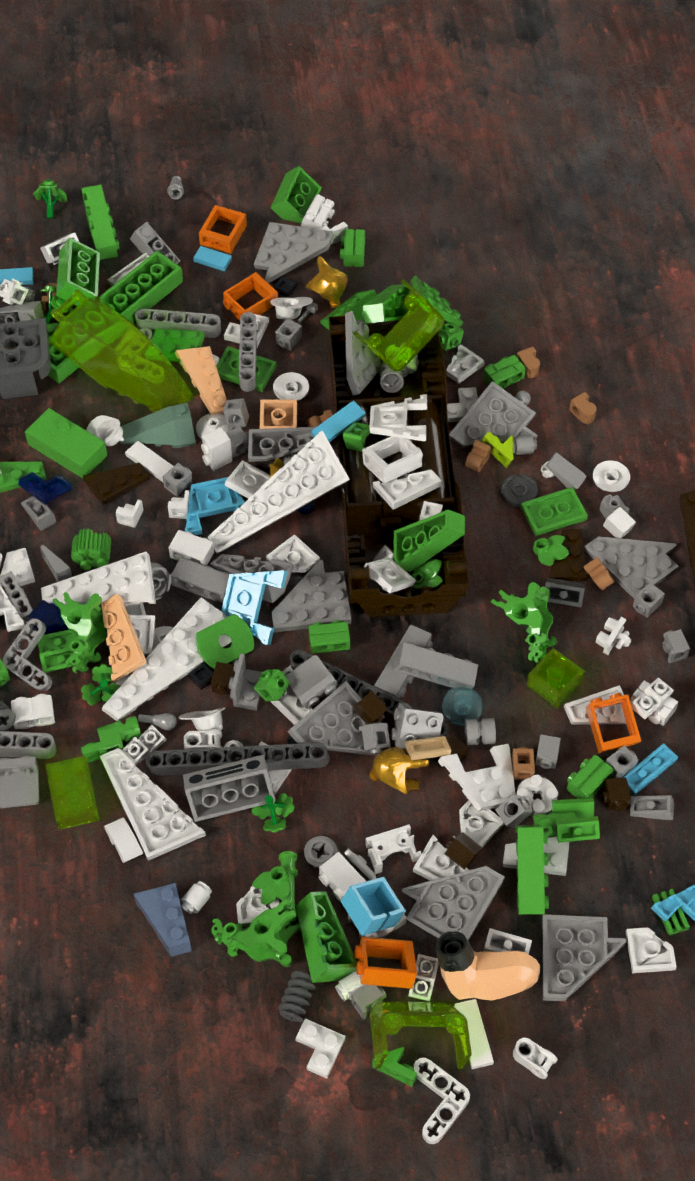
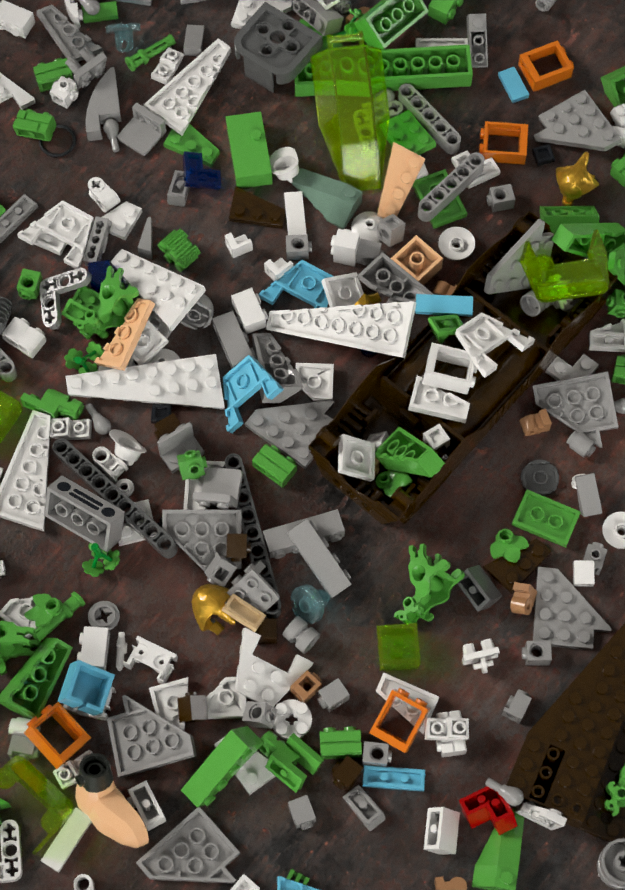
camera: 45 degrees right, 10 degrees up
(240, 636) = (215, 402): bright green piece -> none
(290, 307) = (526, 174): white piece -> none
(311, 308) = (543, 189): light grey hand -> none
(500, 451) = (558, 436): lime slope -> none
(617, 849) = (302, 812): none -> light grey brick

